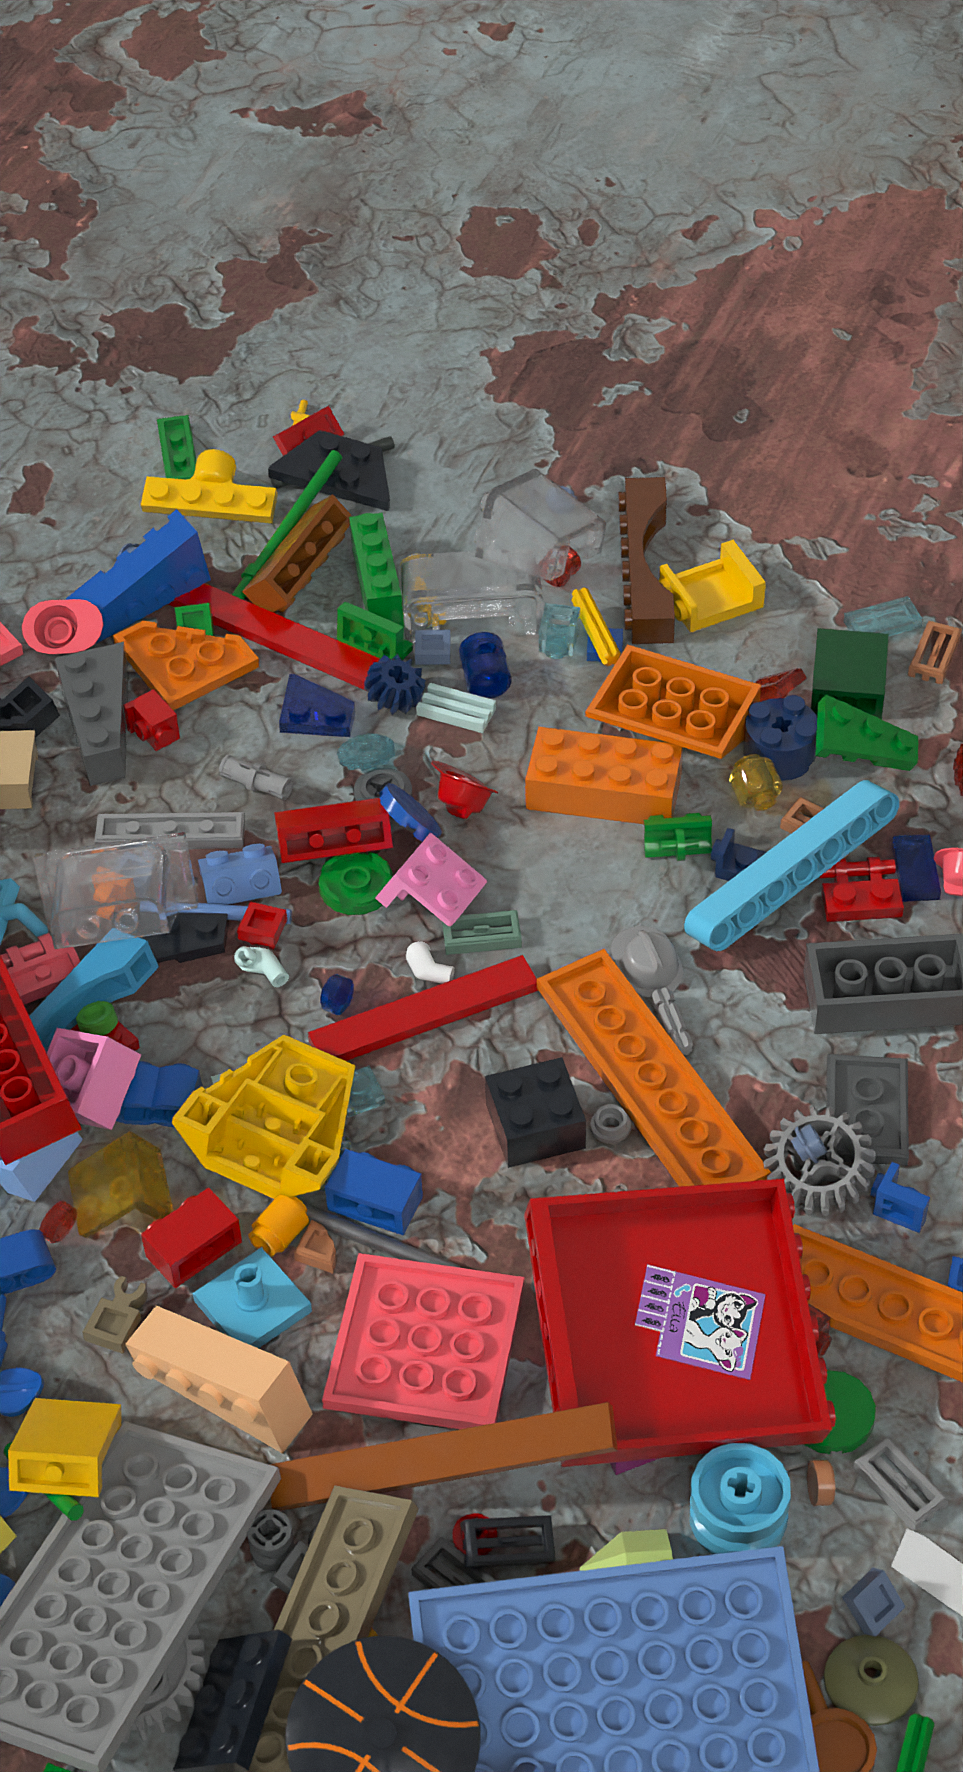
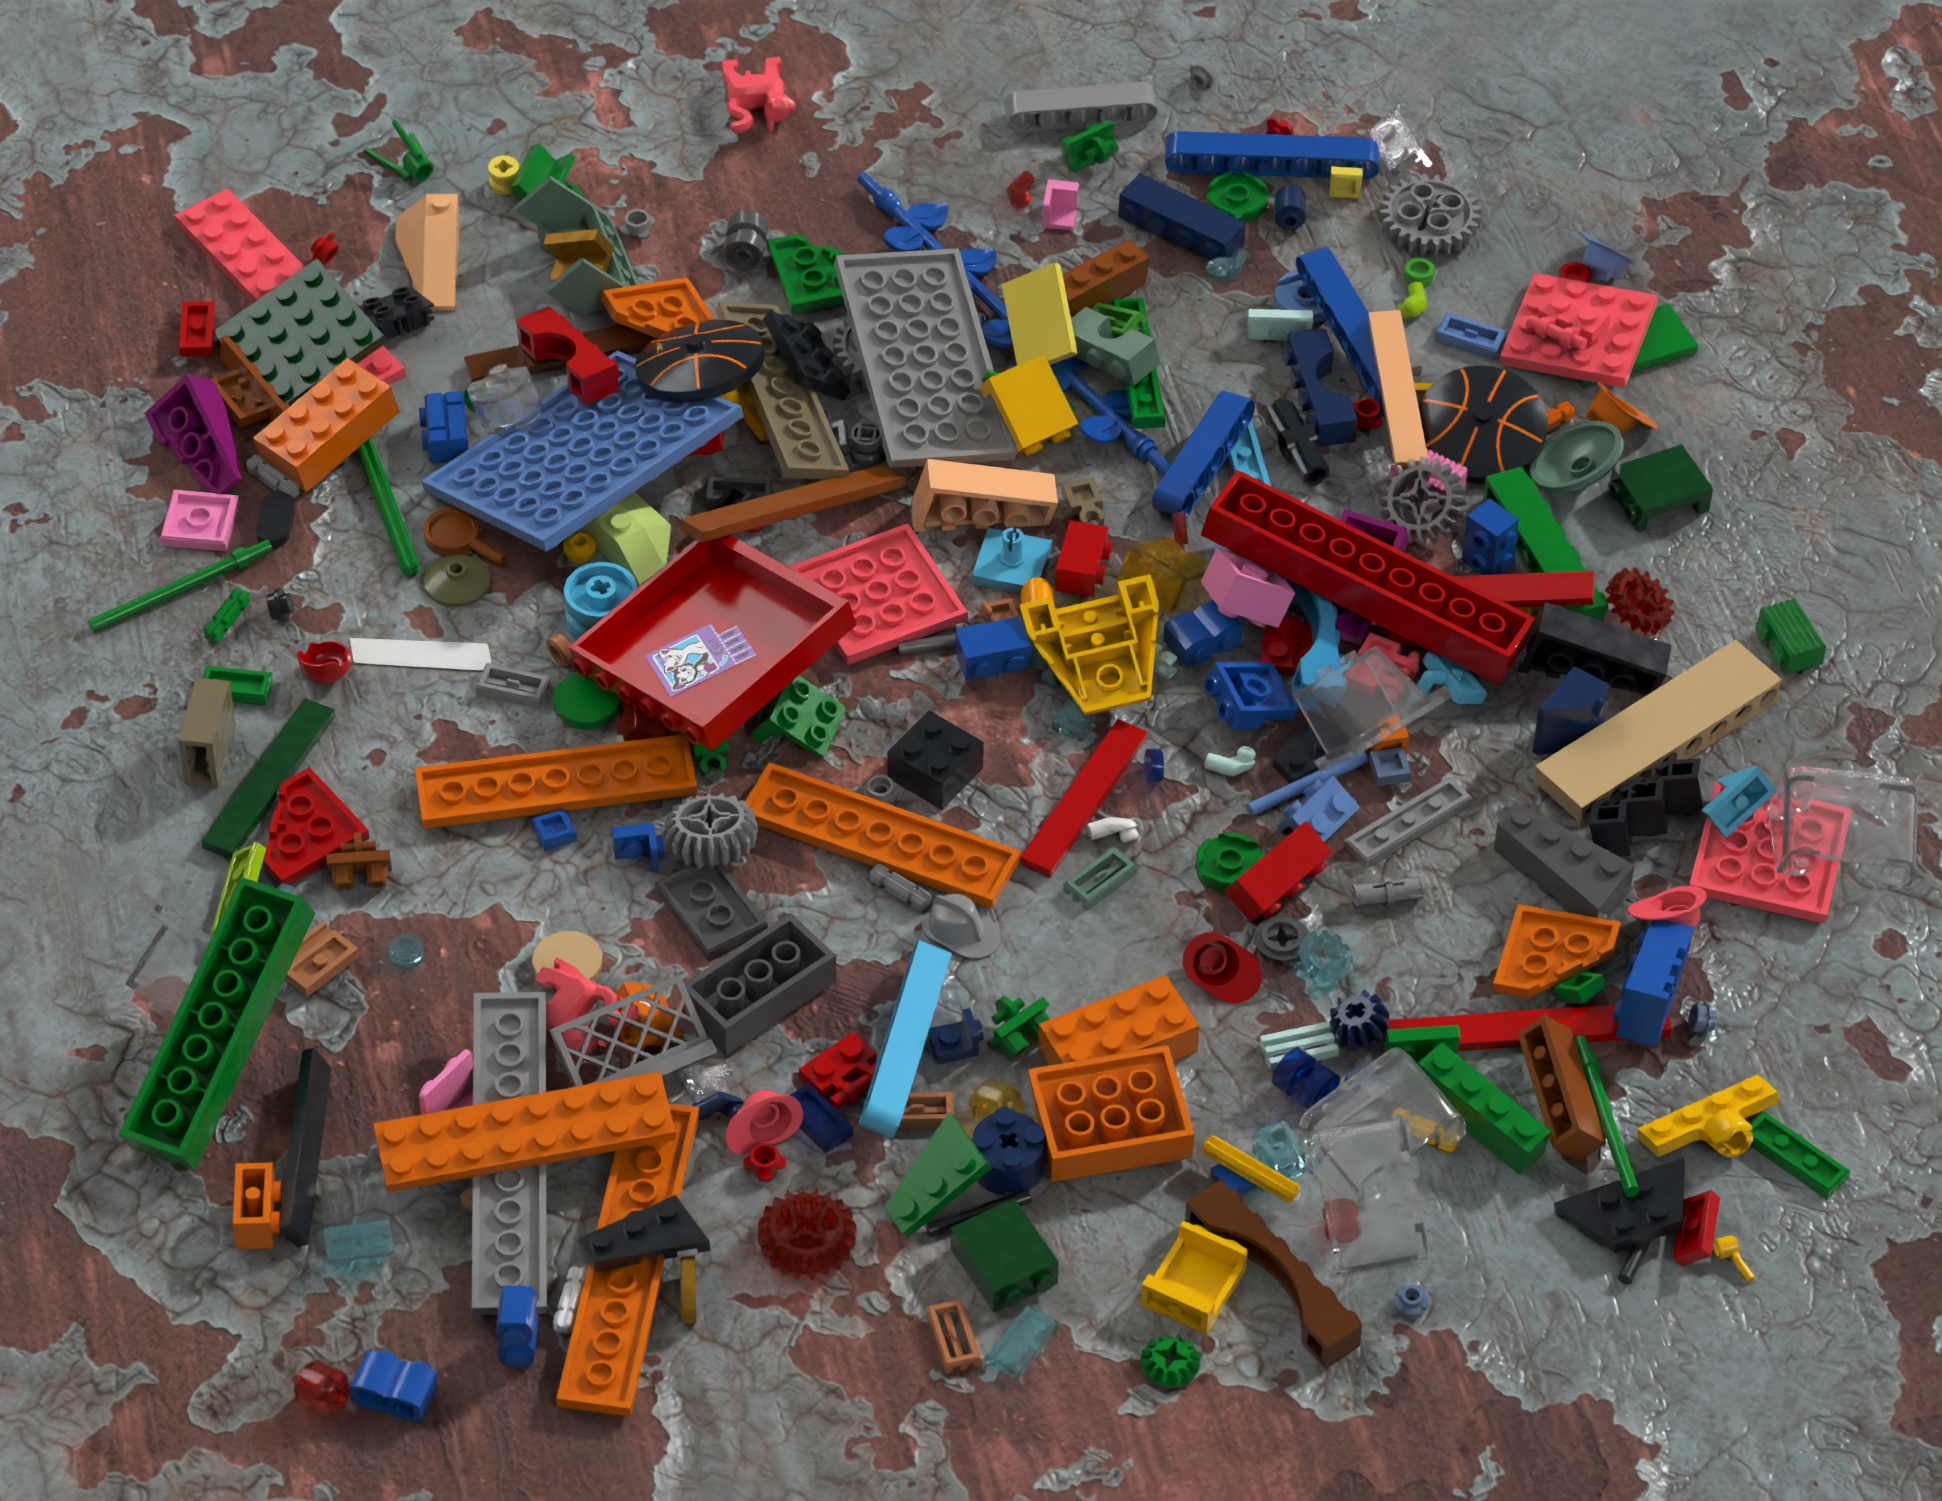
camera: 140 degrees right, 0 degrees up
(97, 1018) = (1293, 647): bright green tile -> none
(152, 720) = (1512, 885): red brick -> none
(183, 1005) = (1248, 694): none -> blue plate
(262, 925) = (1254, 774): red tile -> none
(315, 710) = (1408, 979): clear blue wing -> none
(408, 812) = (1232, 908): blue tile -> none
(436, 880) = (1164, 873): bright pink bracket -> none
(778, 562) = (1180, 1371): none -> green gear
(780, 684) = (1051, 1187): clear red plate -> none
(808, 1143) = (712, 809): sand blue plate -> none
(873, 1601) = (481, 604): sand blue plate -> none

